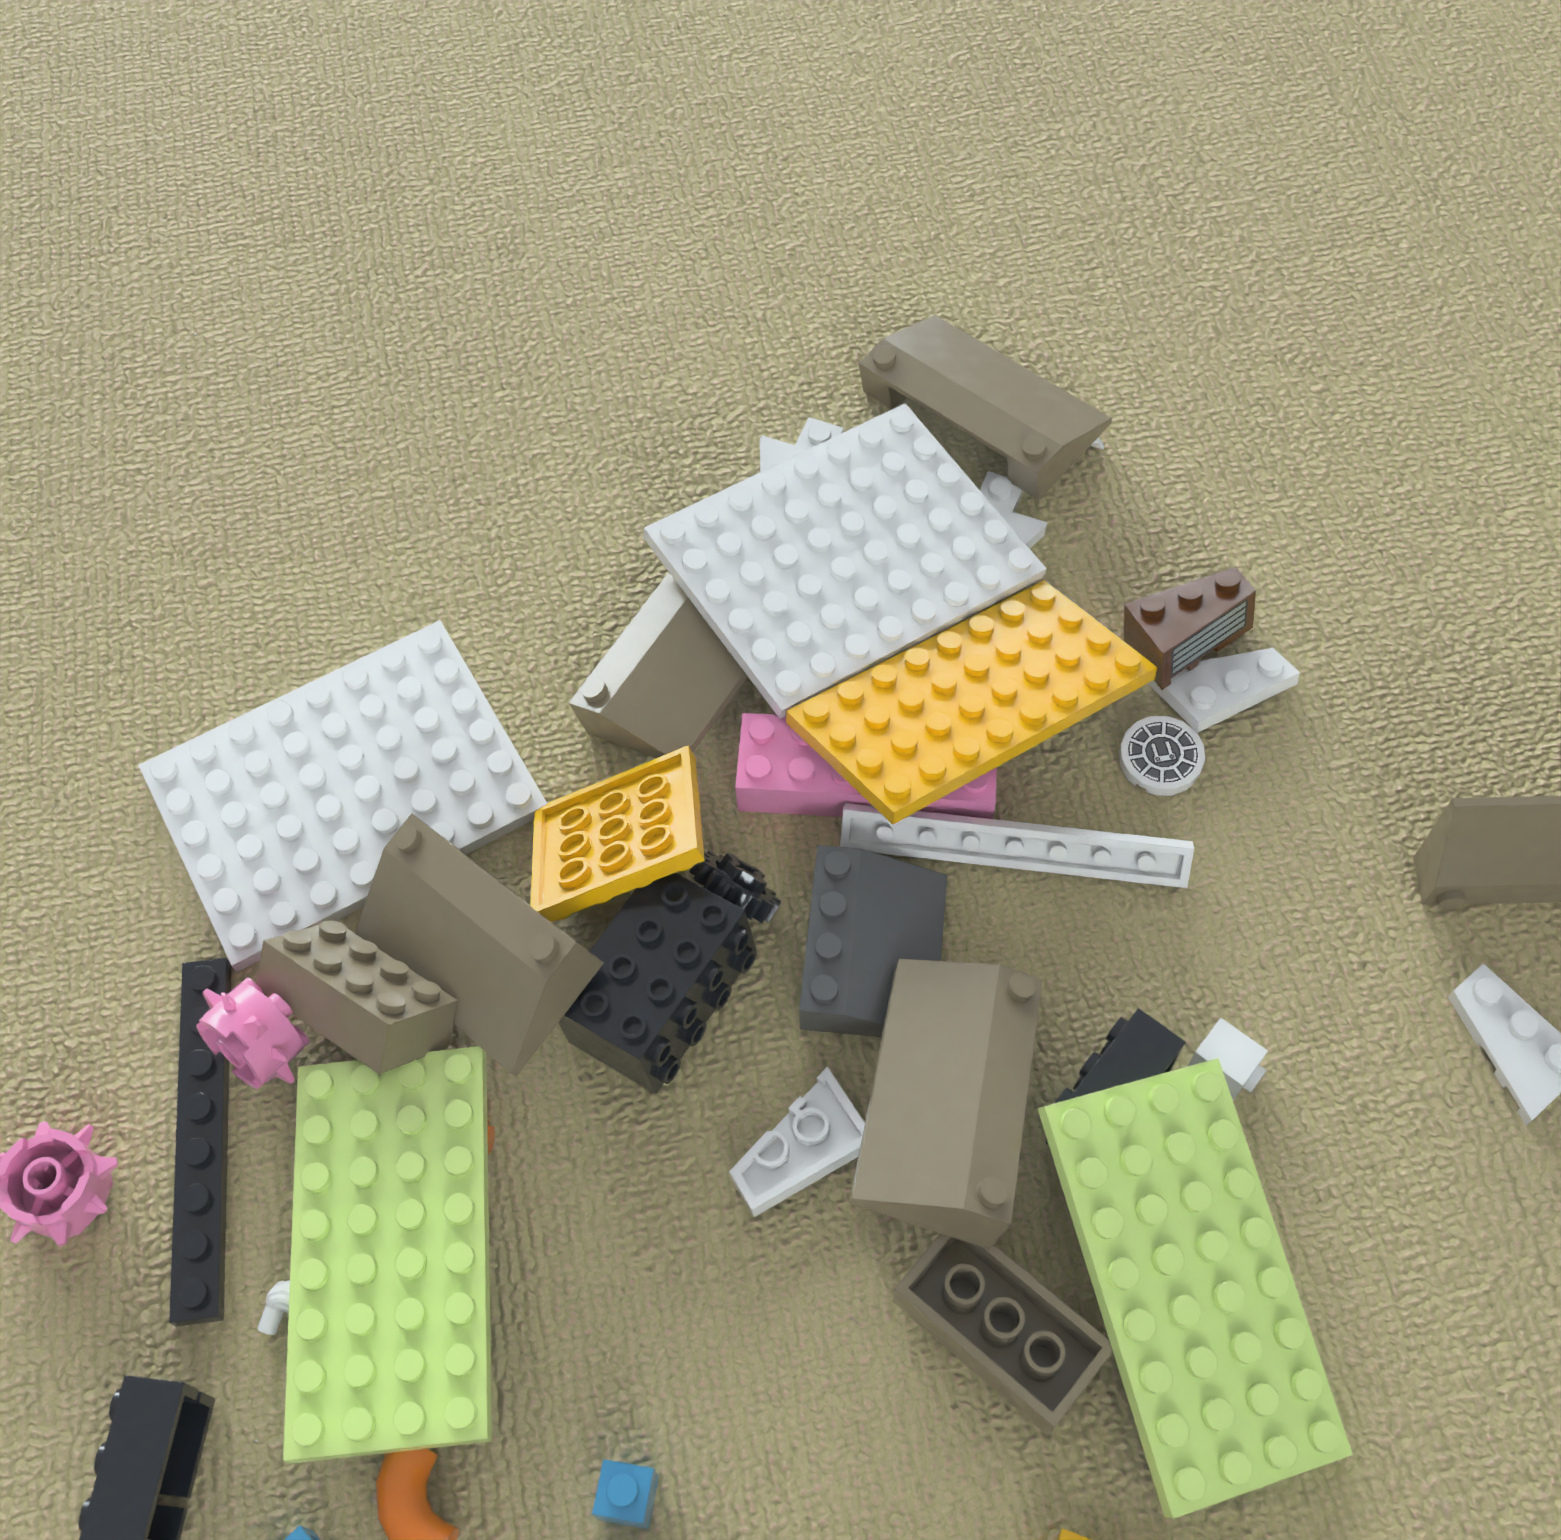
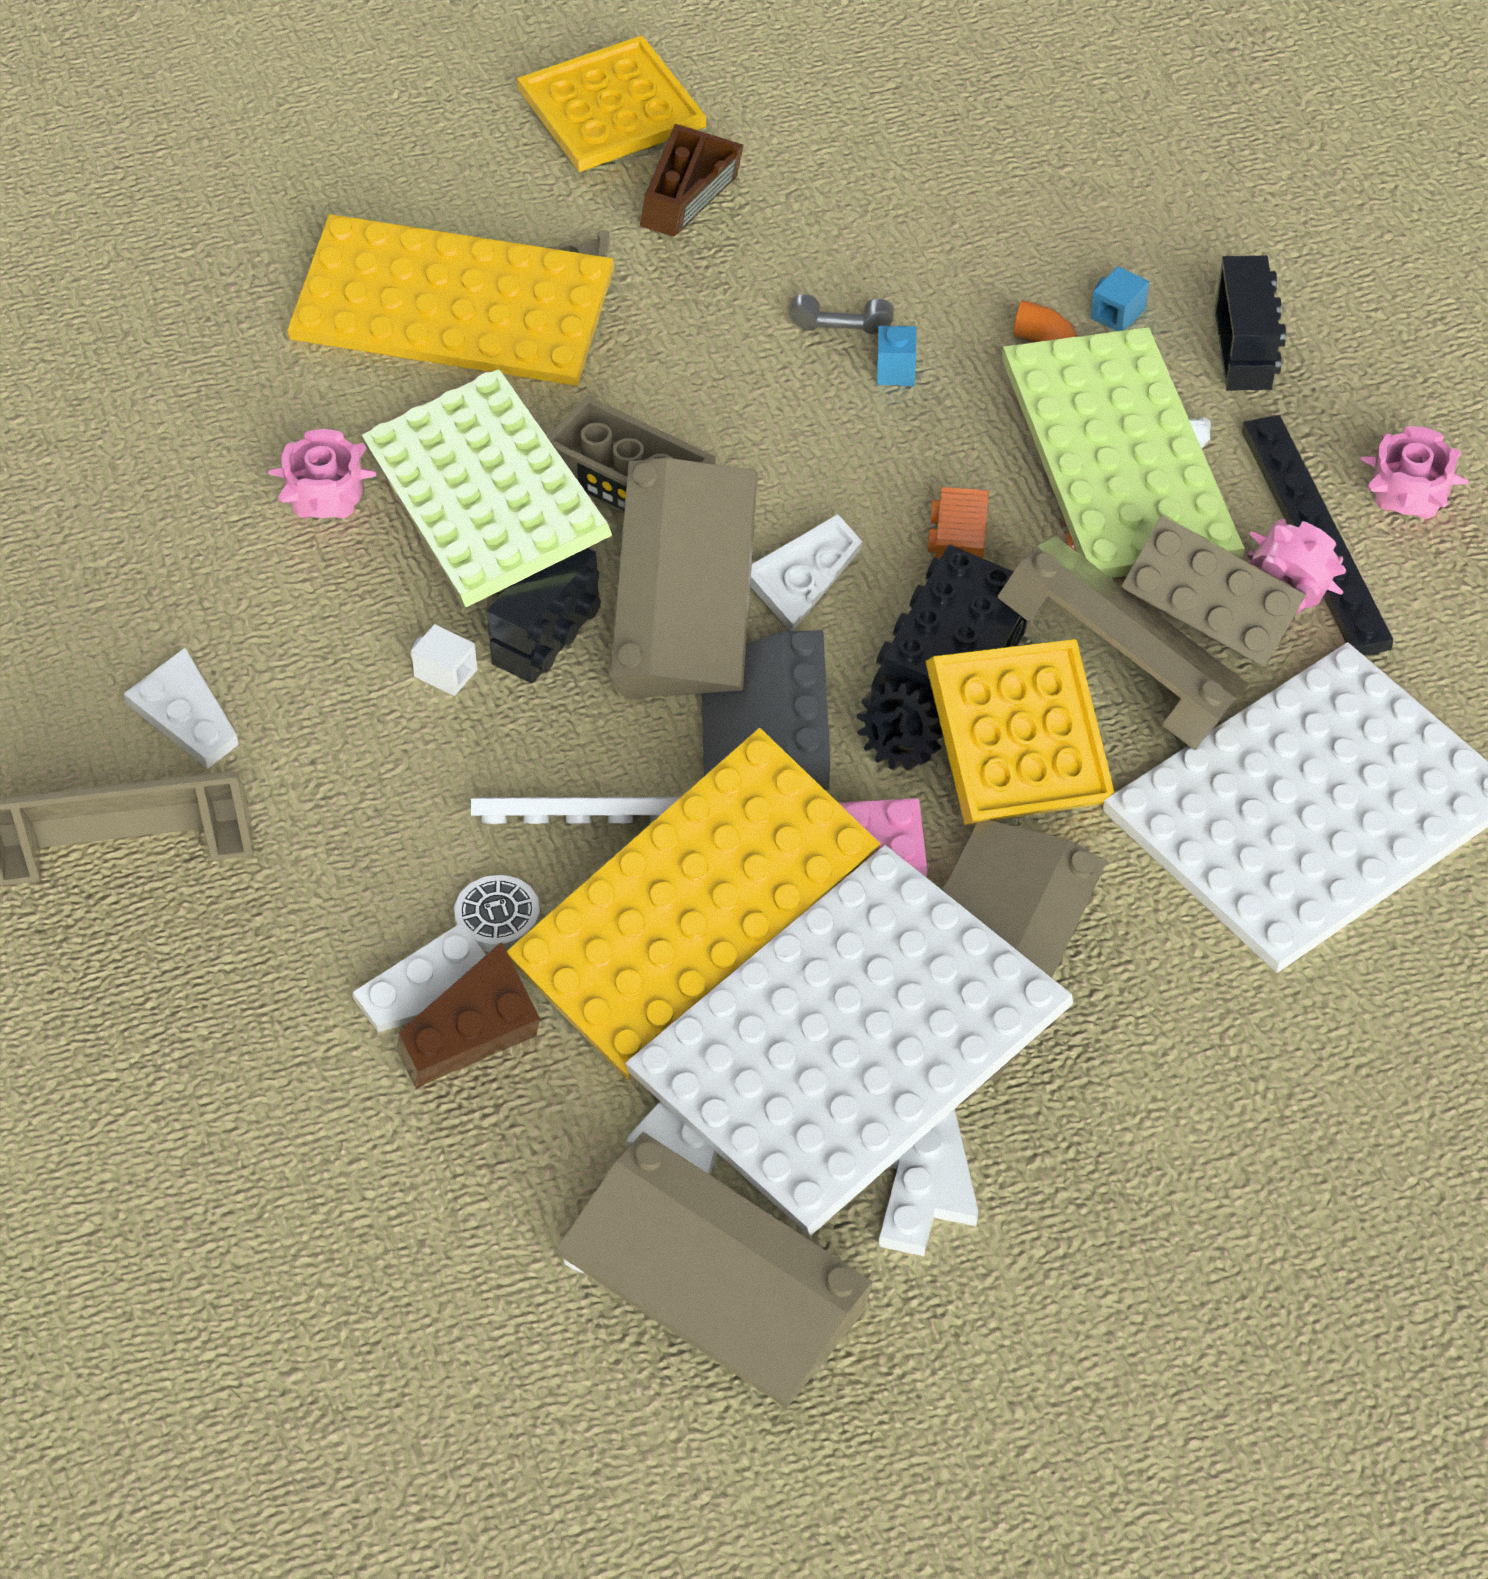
camera: 170 degrees right, 10 degrees down
(608, 1180) = (960, 521): none -> orange brick
(1420, 1345) = (322, 474): none -> bright pink brick

